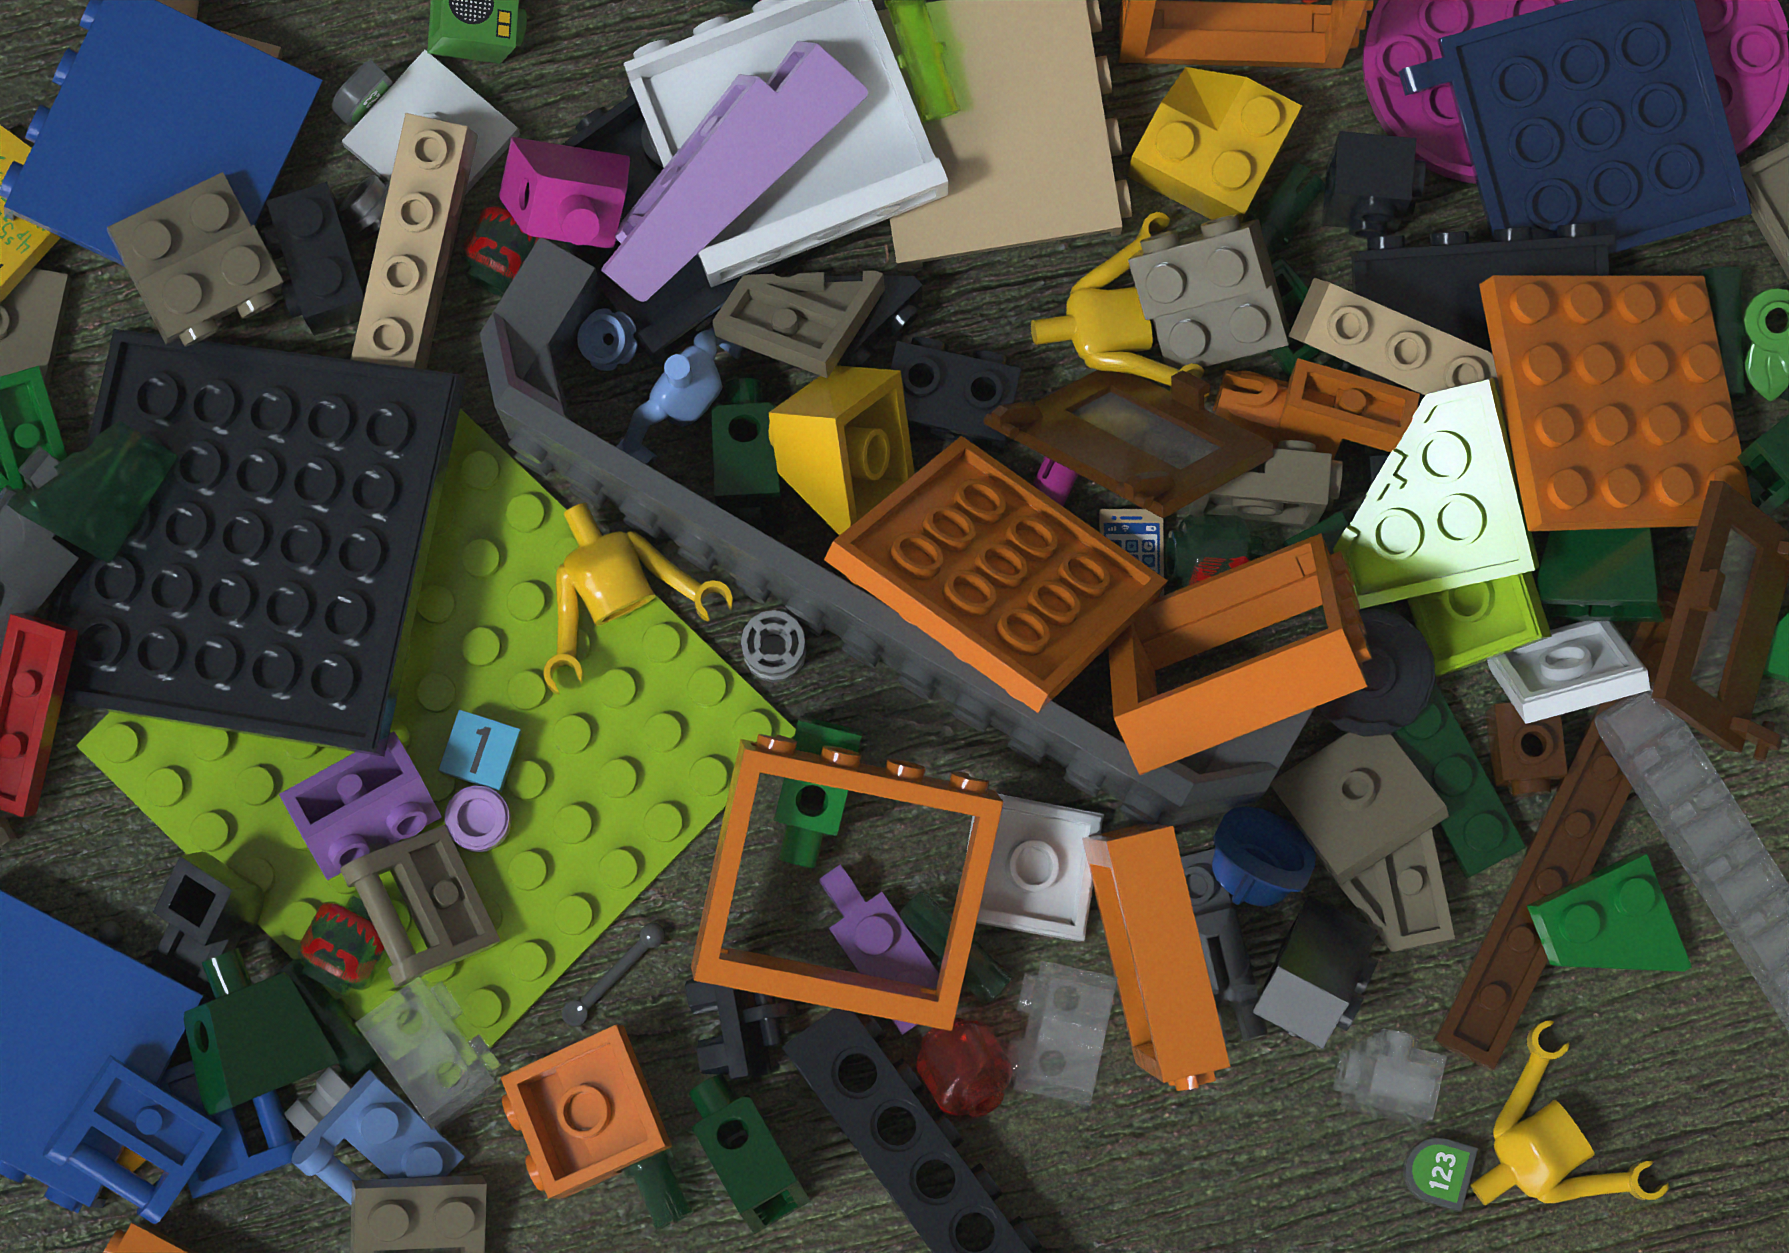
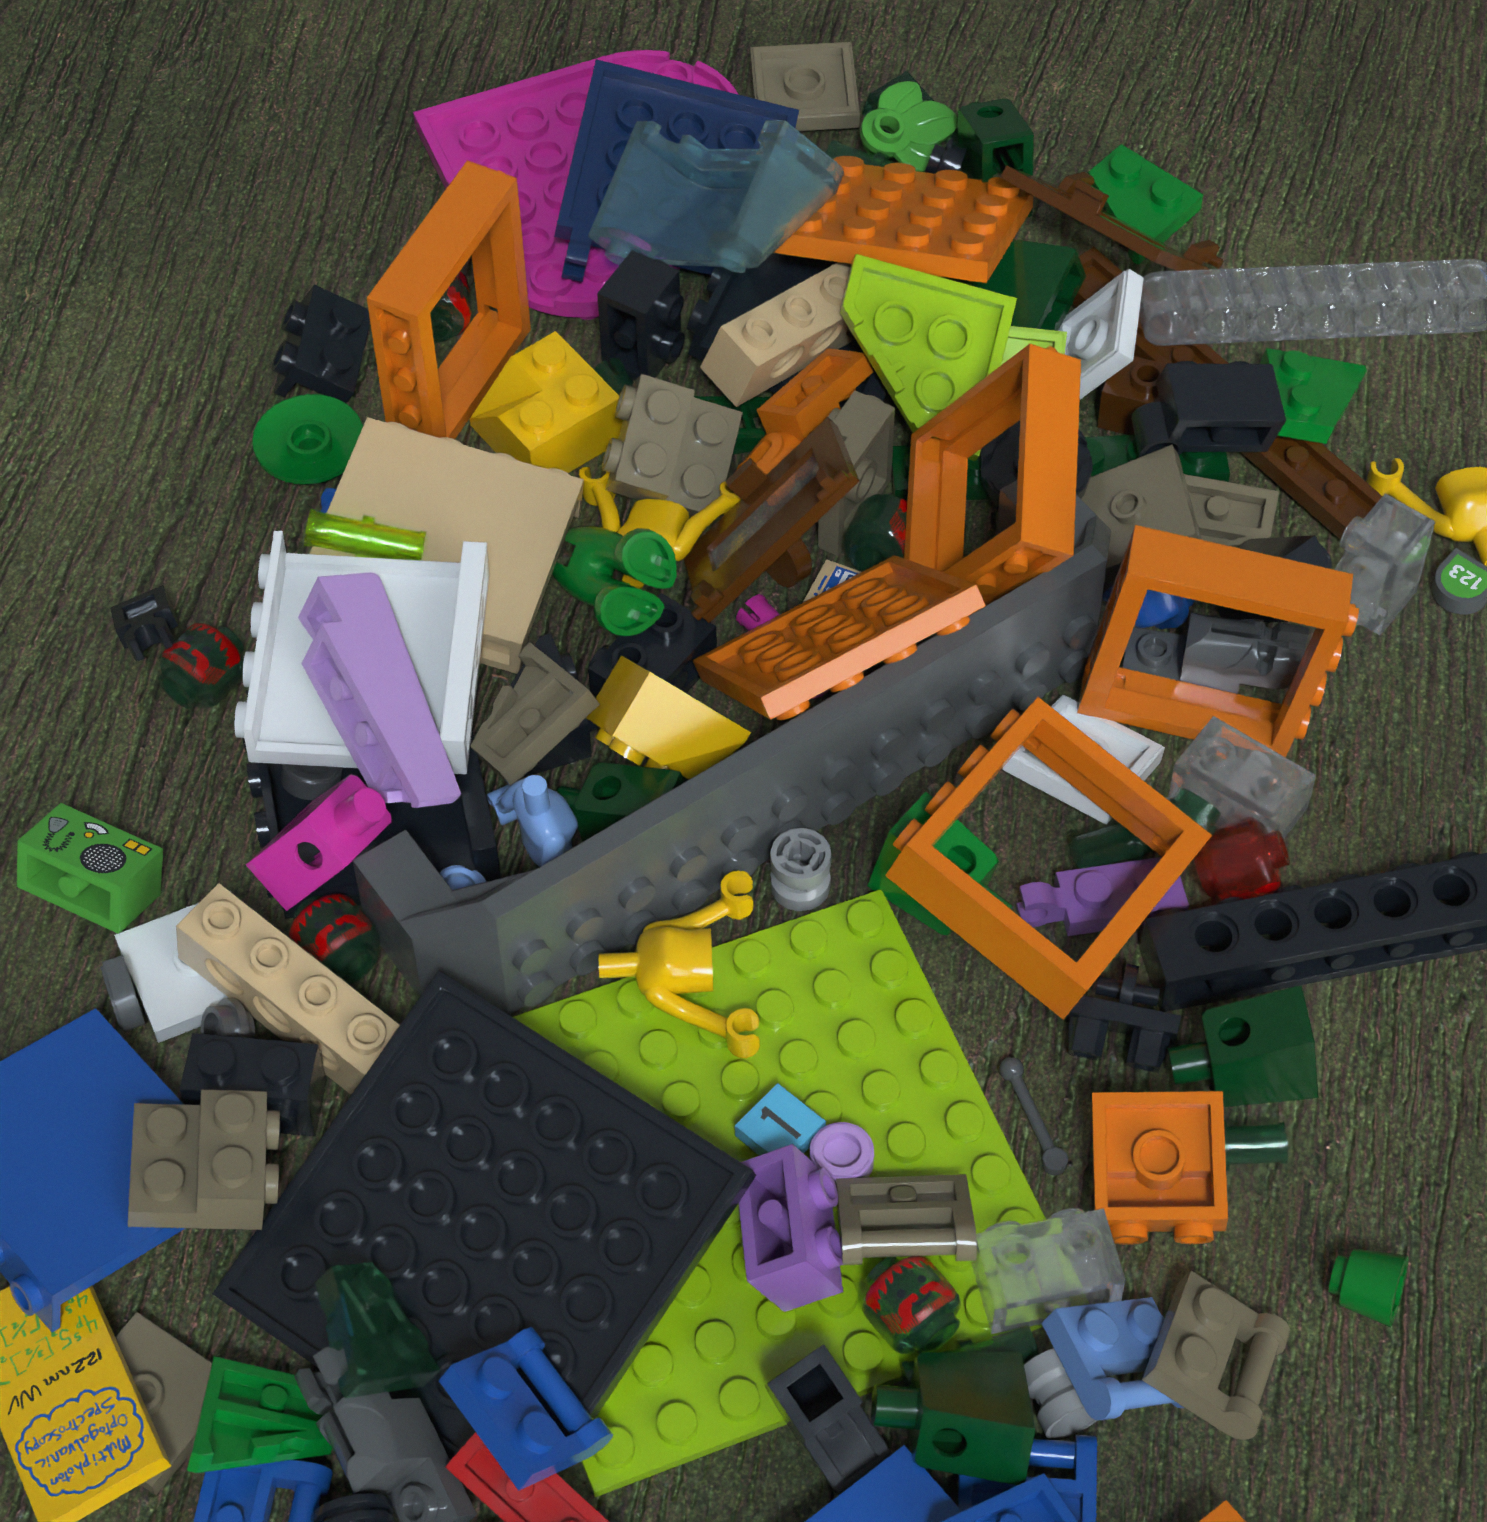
camera: 65 degrees left, 25 degrees down
(67, 649) = (511, 1416): none -> blue plate
(983, 1000) = (1197, 809): none -> clear green plate
(1014, 316) = (590, 579): none -> green piece
(1506, 193) = (712, 203): none -> clear light blue windscreen
(1510, 828) = (1211, 409): none -> black hinge
(1758, 404) = (945, 157): none -> black plate

